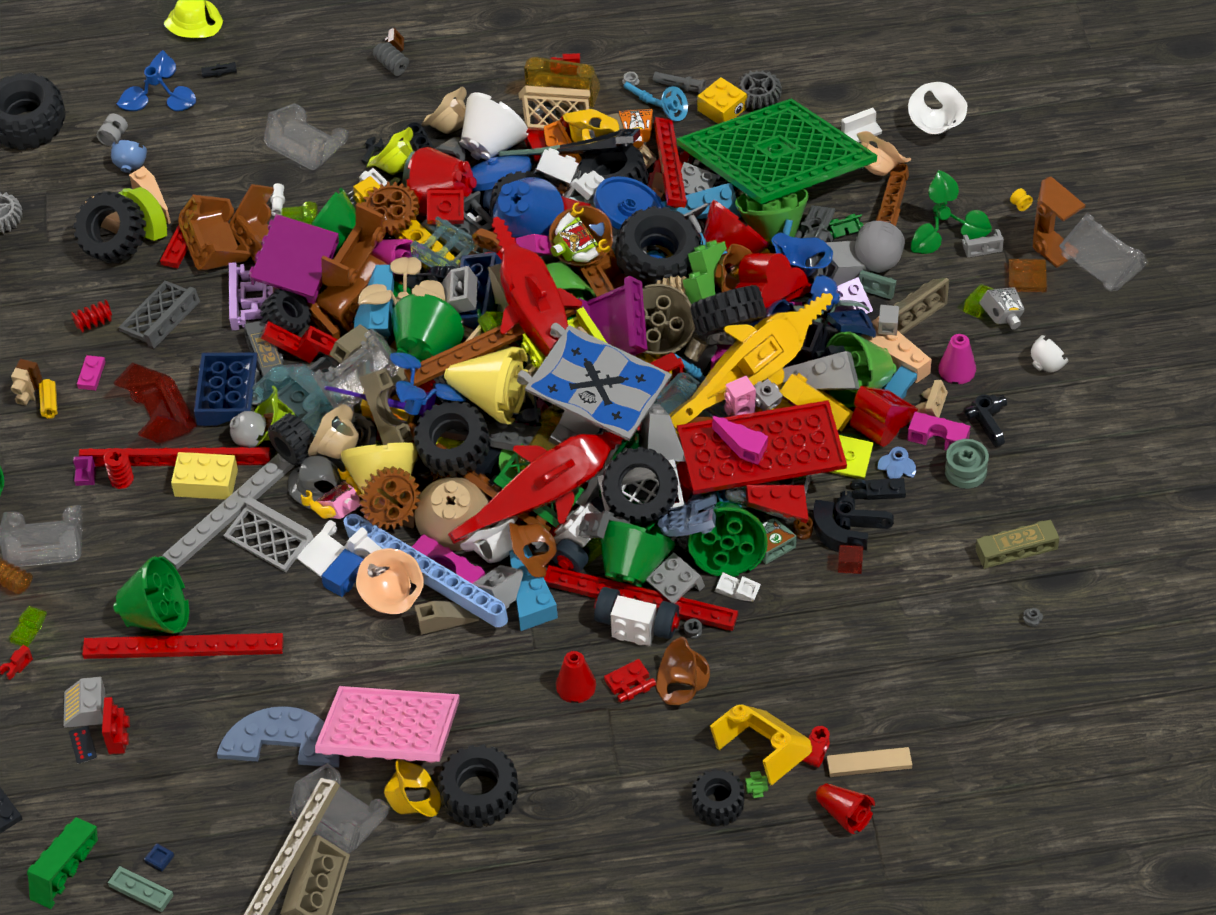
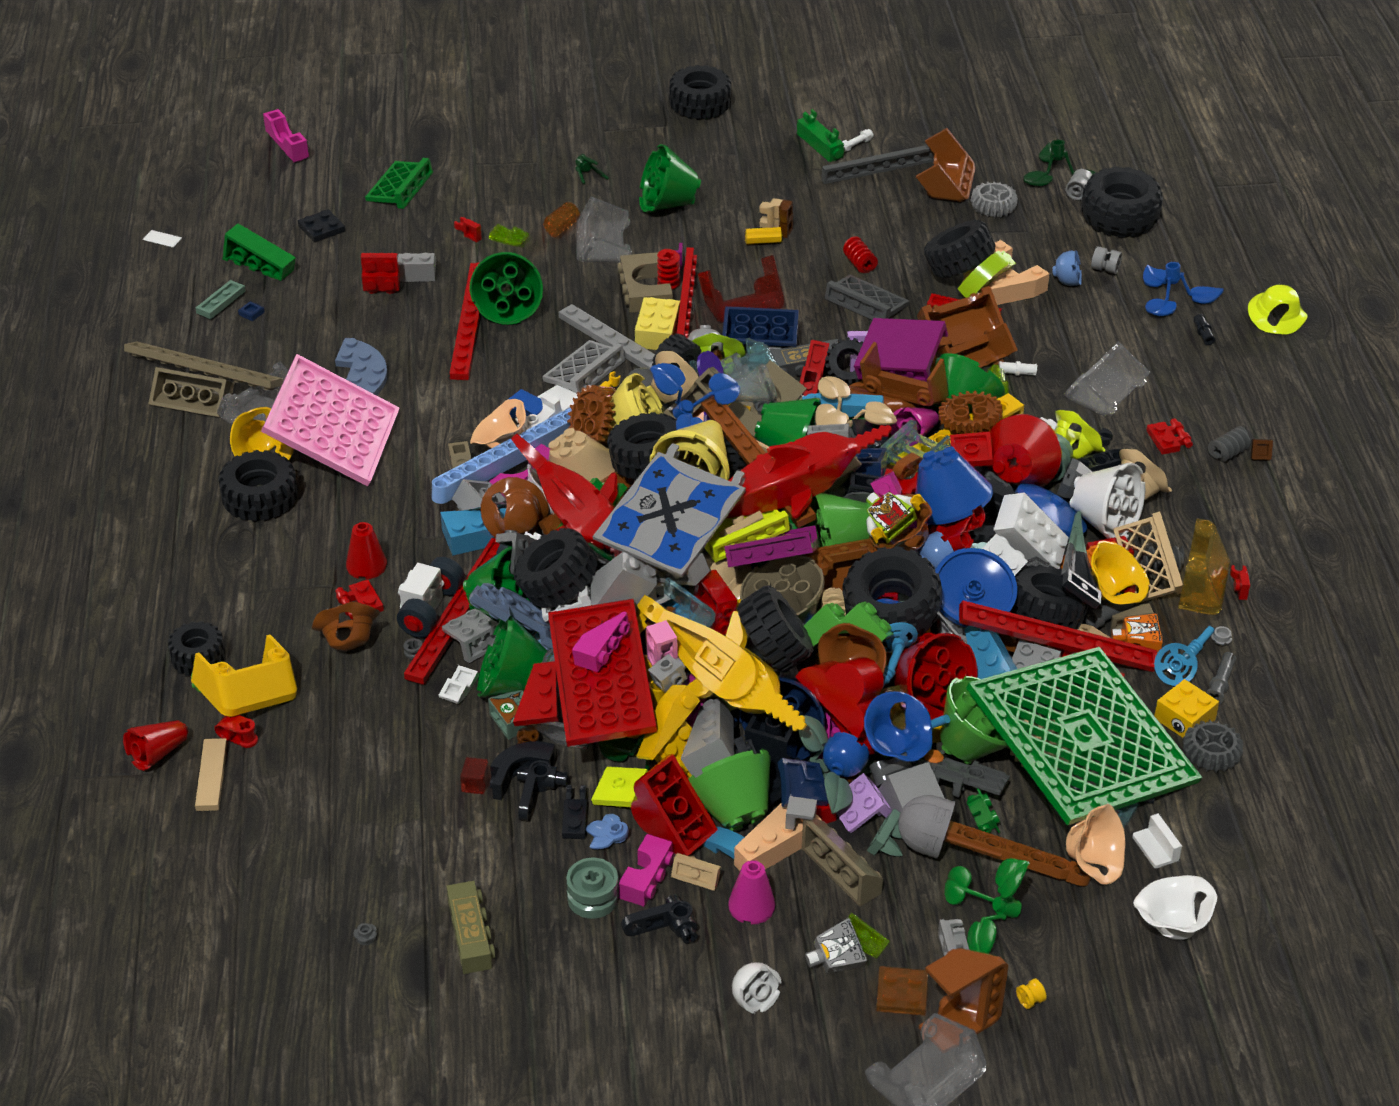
camera: 90 degrees right, 10 degrees down
(91, 372) = (795, 261): dark pink plate -> none
(151, 499) = (639, 267): none -> dark tan arch
(376, 104) = (1164, 436): none -> red plate

